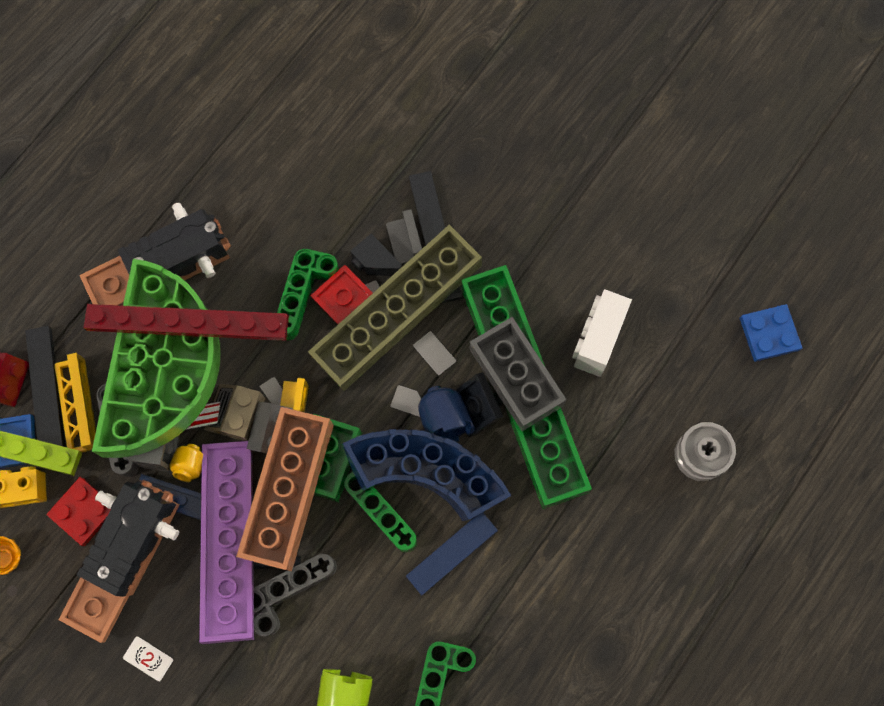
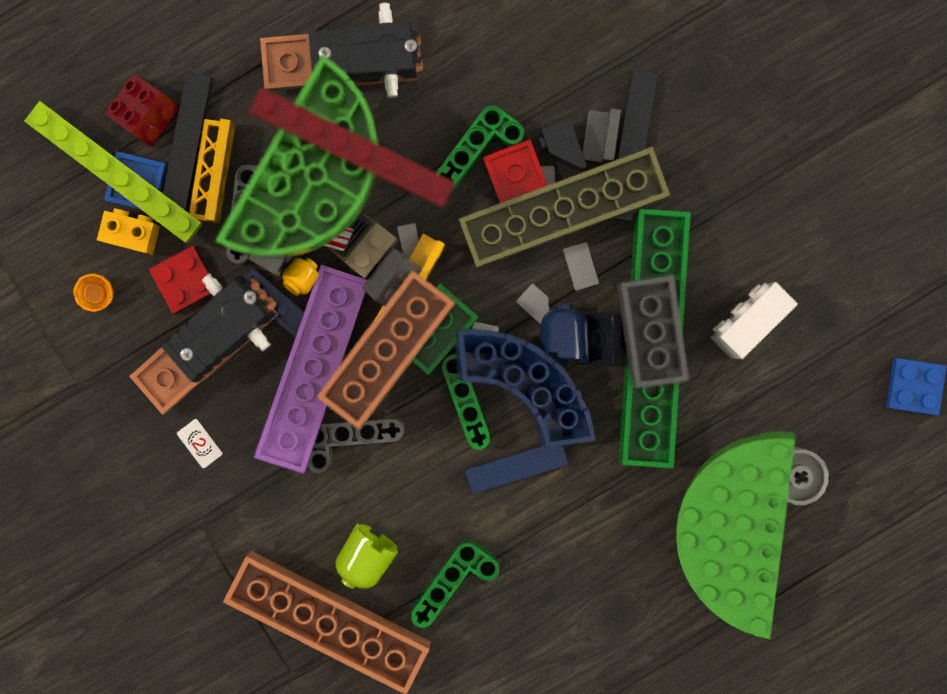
camera: 20 degrees right, 15 degrees up
(673, 522) = (735, 529): none -> bright green brick

